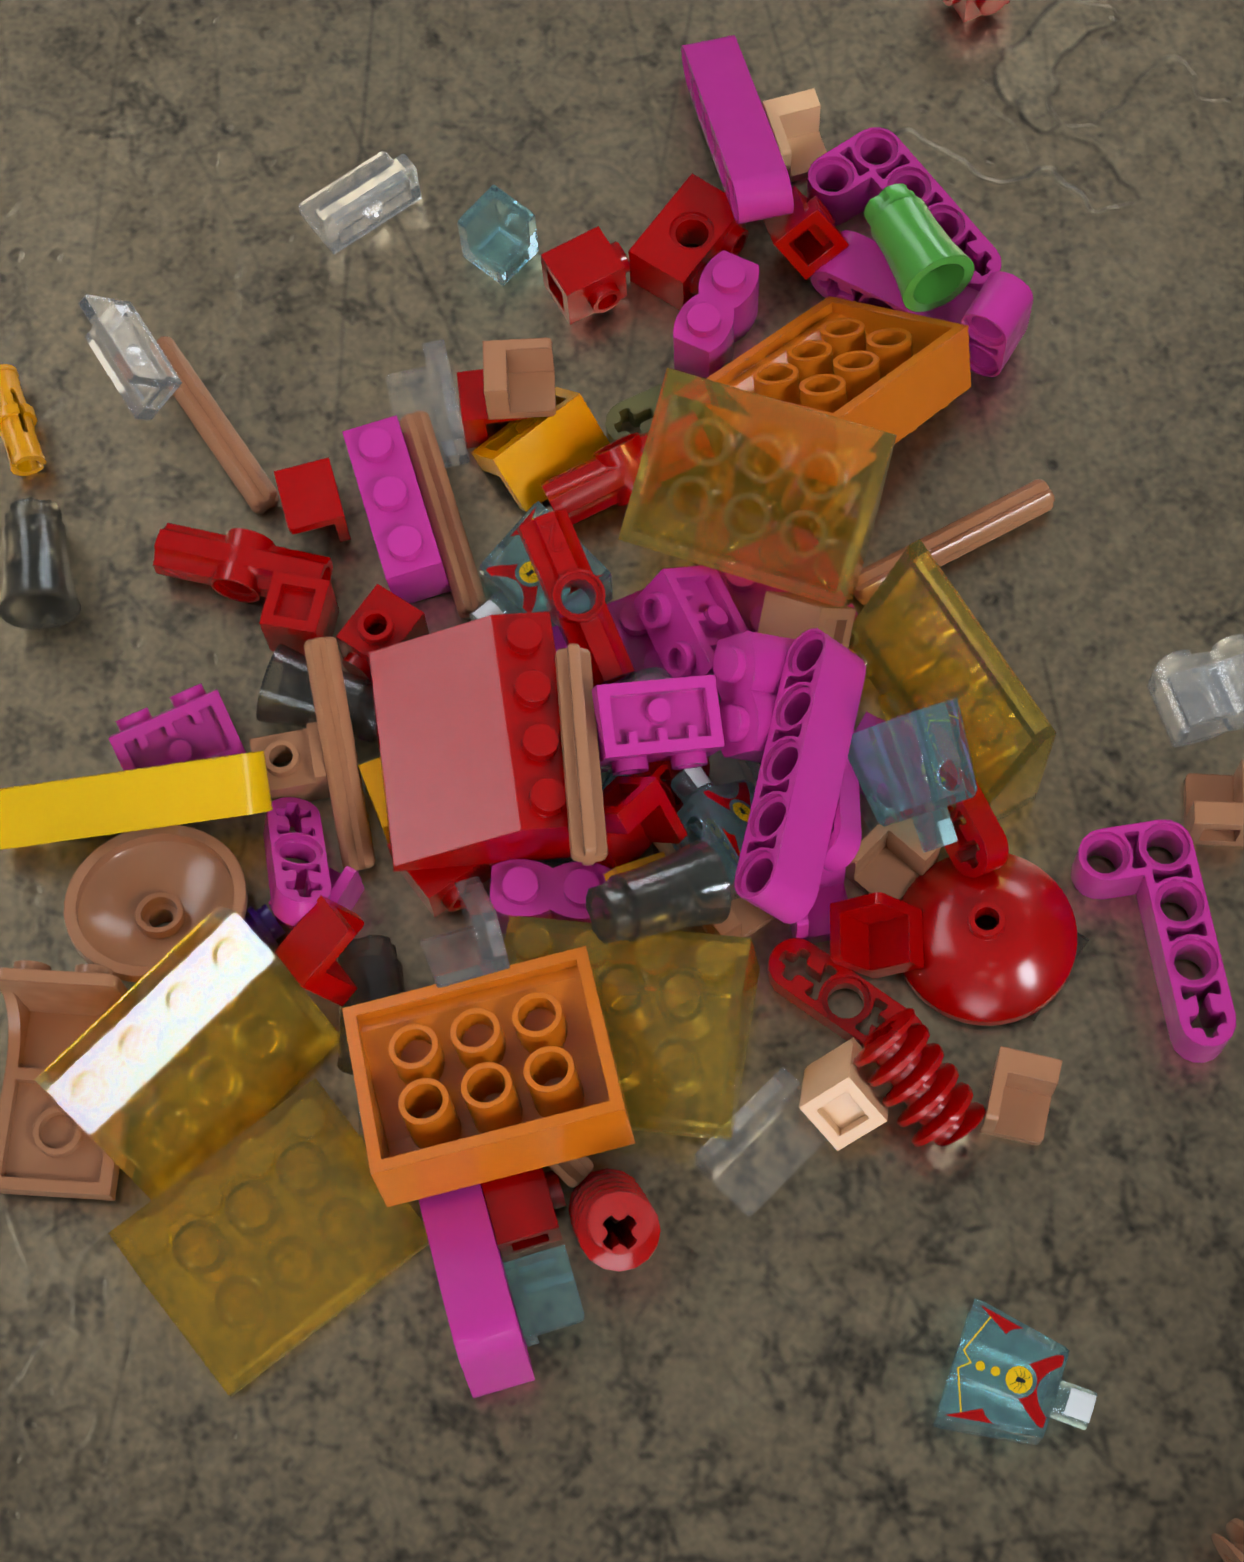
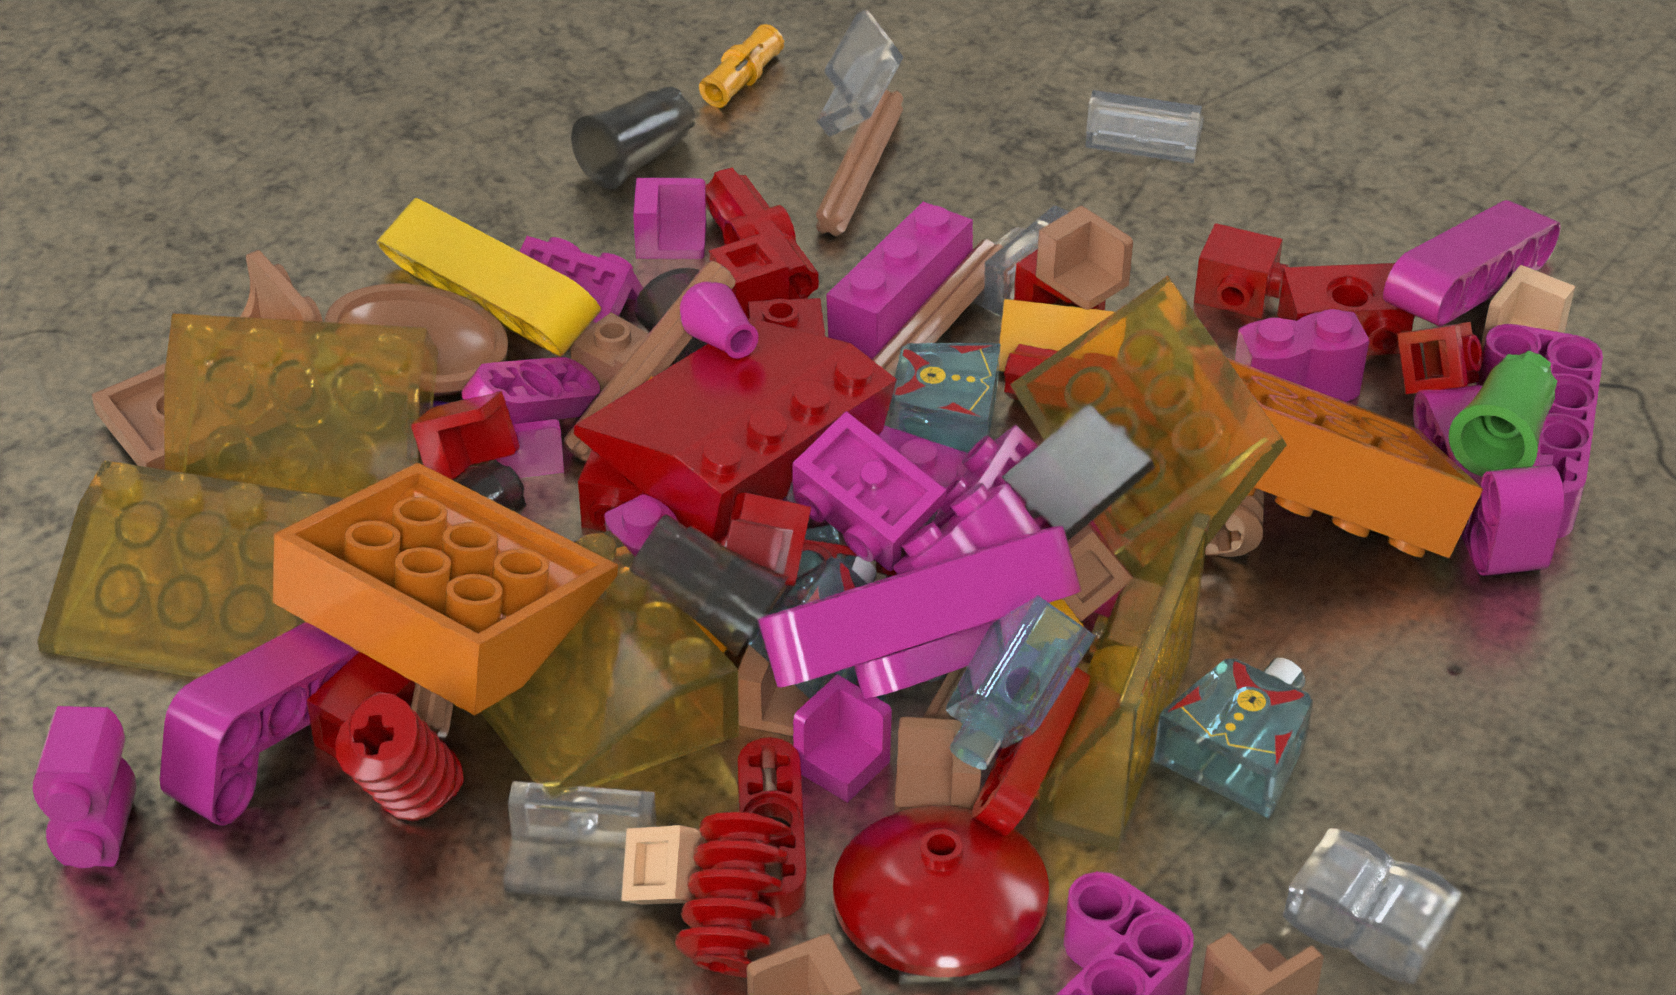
camera: 45 degrees right, 25 degrees down
(161, 614) = (670, 218): none -> dark pink panel
(311, 498) = (854, 227): red panel -> none
(375, 684) = (715, 317): none -> dark pink cone
(459, 1460) = (85, 786): none -> dark pink brick
(469, 950) = (570, 503): clear panel -> none
(498, 235) = (1206, 195): clear light blue panel -> none
(544, 1292) = (289, 763): clear light blue panel -> none
(562, 565) = (941, 371): red piece -> none
(580, 755) = (770, 455): nougat axle -> none
(758, 571) = (1078, 471): none -> clear smoke piece
(876, 935) = (849, 789): red panel -> none
(967, 532) = (1309, 641): nougat axle -> none
(1029, 633) = (1238, 731): none -> clear light blue torso

